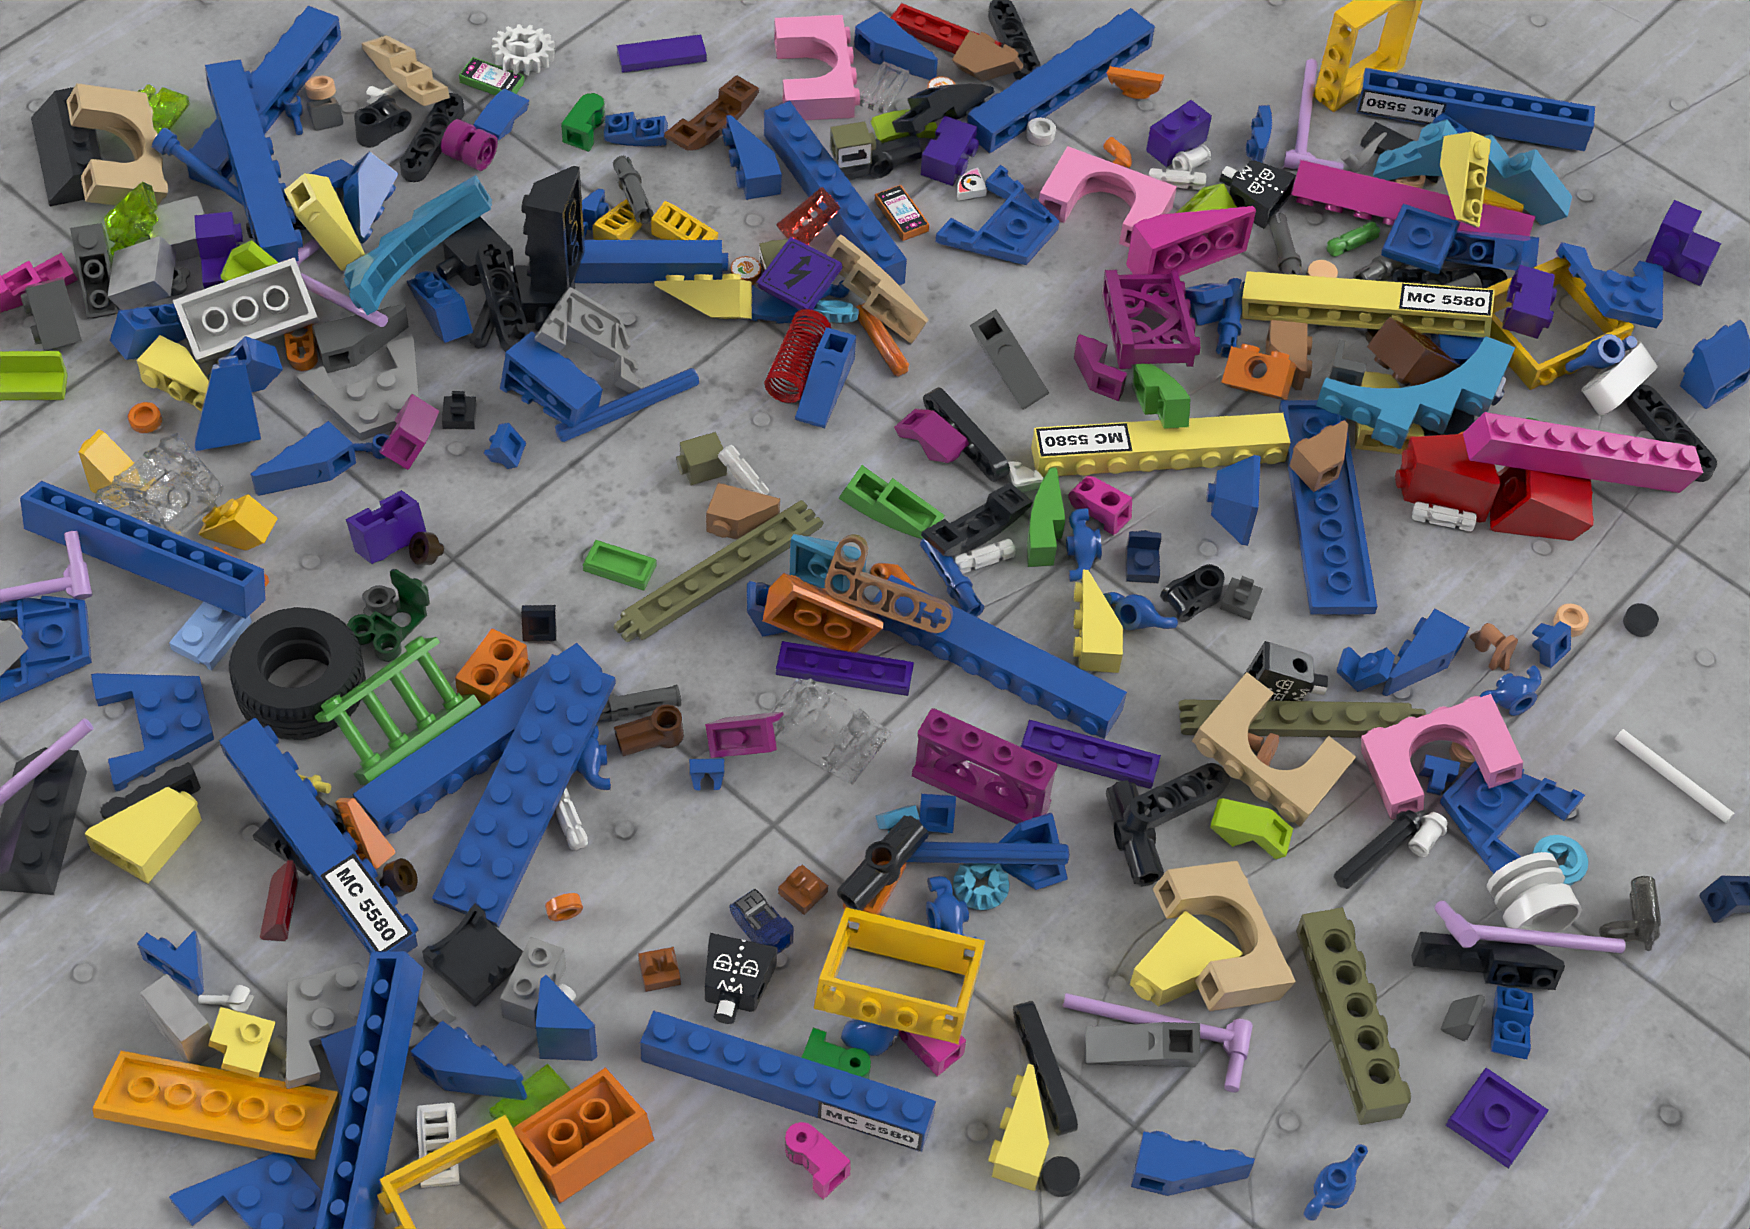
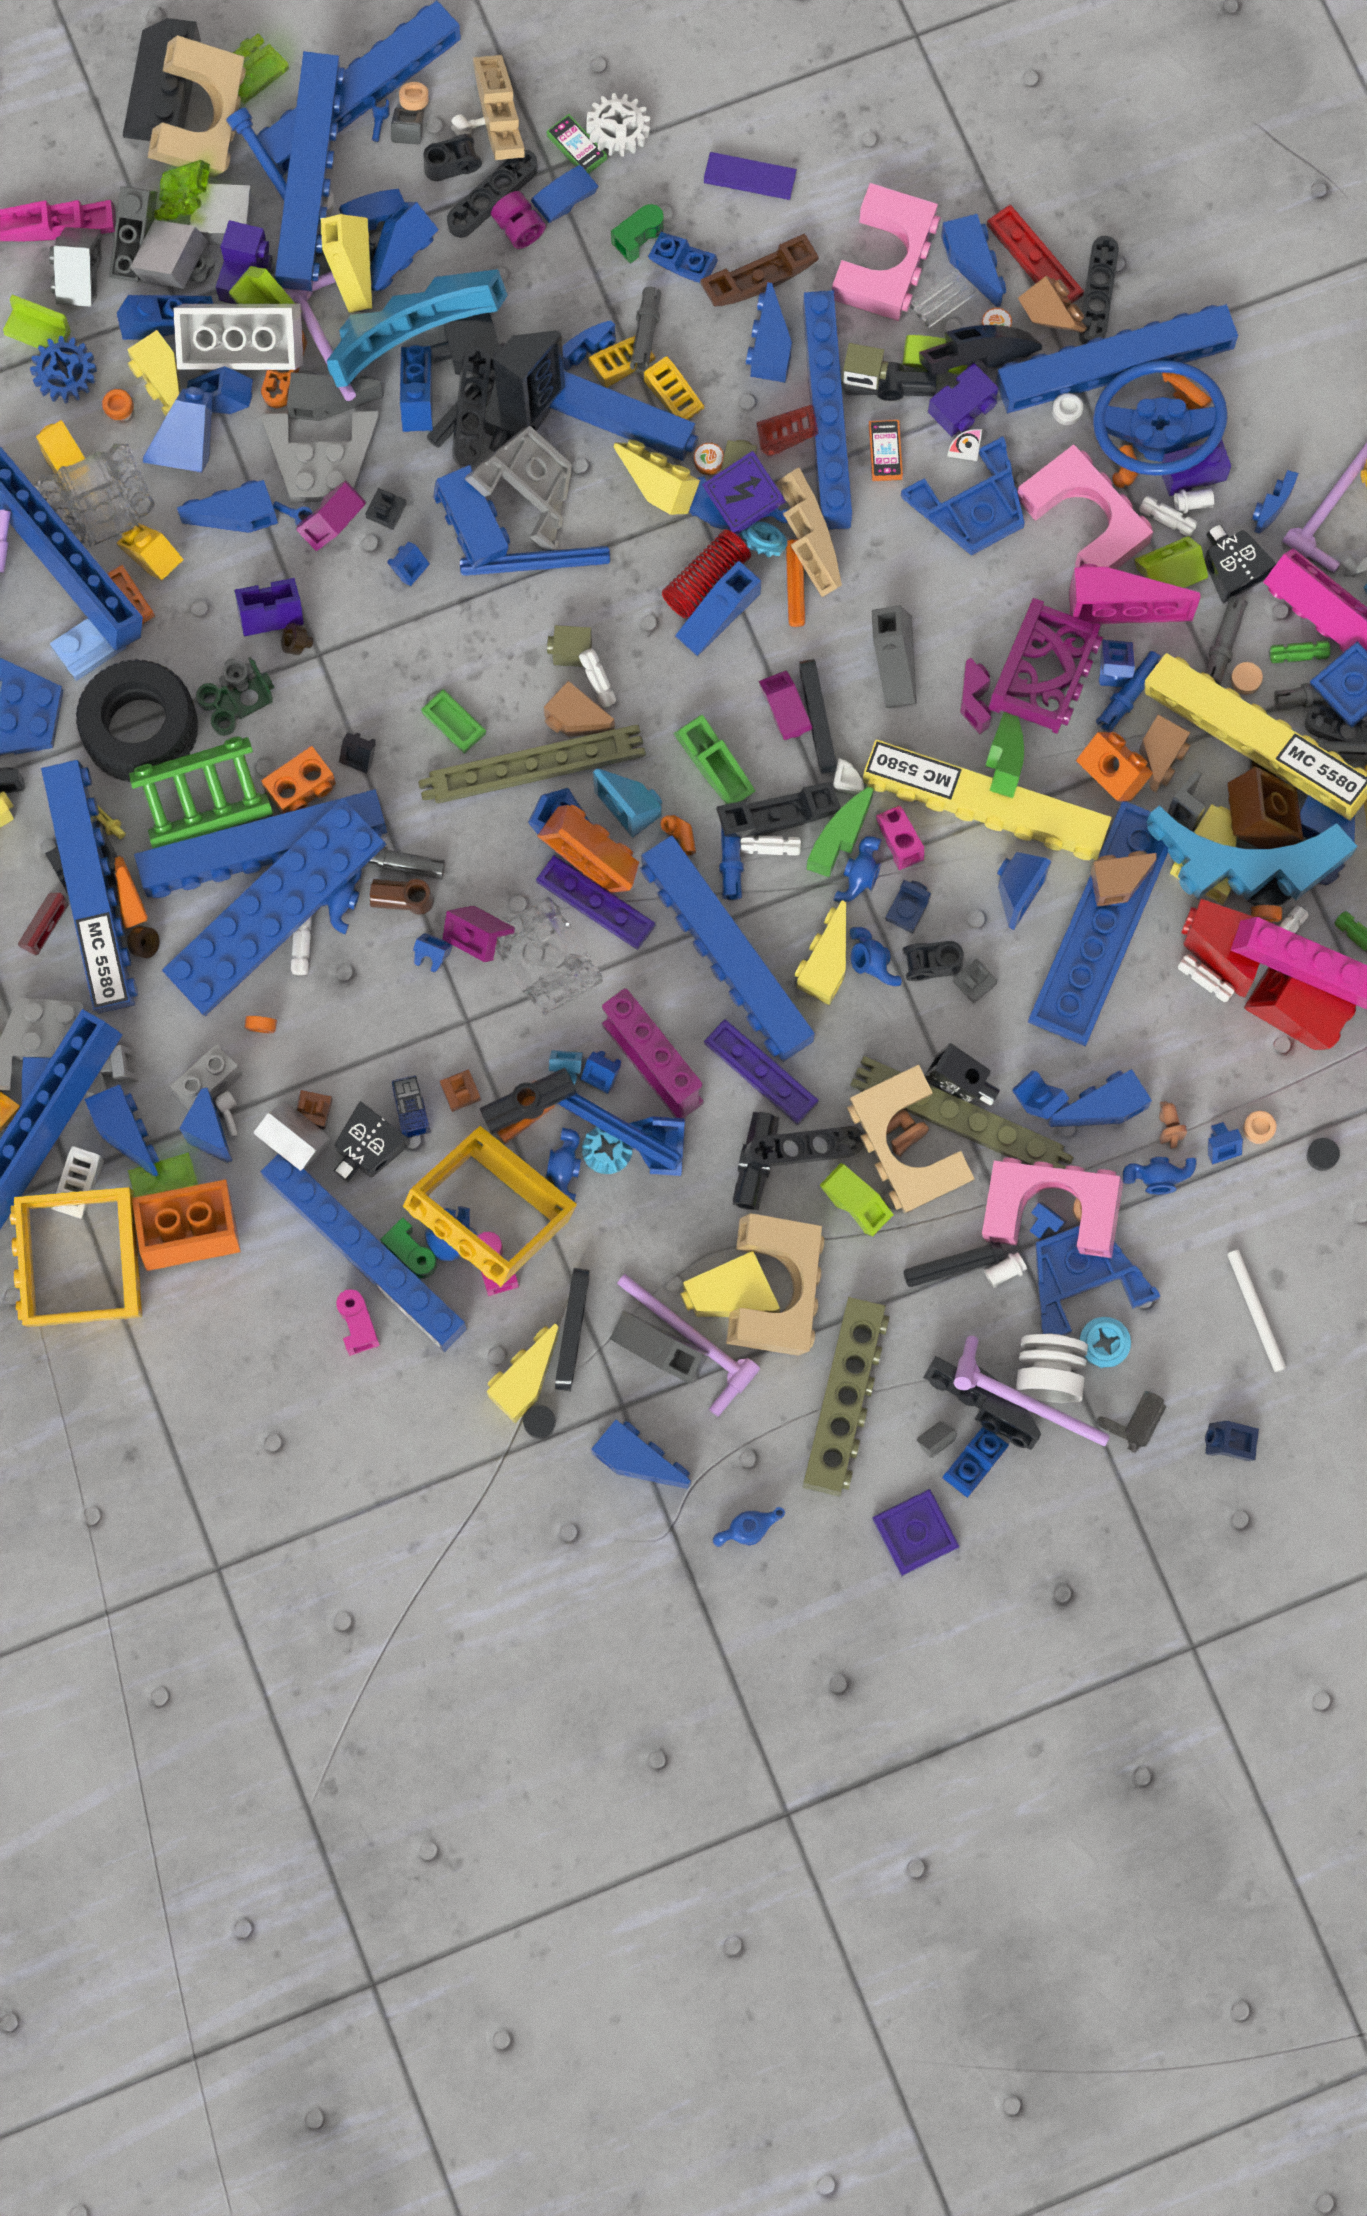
camera: 30 degrees right, 20 degrees up
(76, 402) = (75, 363): none -> blue gear
(473, 957) = (172, 1036): black piece -> none
(656, 993) = (292, 1135): none -> flat silver piece
(890, 591) = (652, 857): medium nougat beam -> none
(1131, 111) = (1142, 425): none -> blue piece

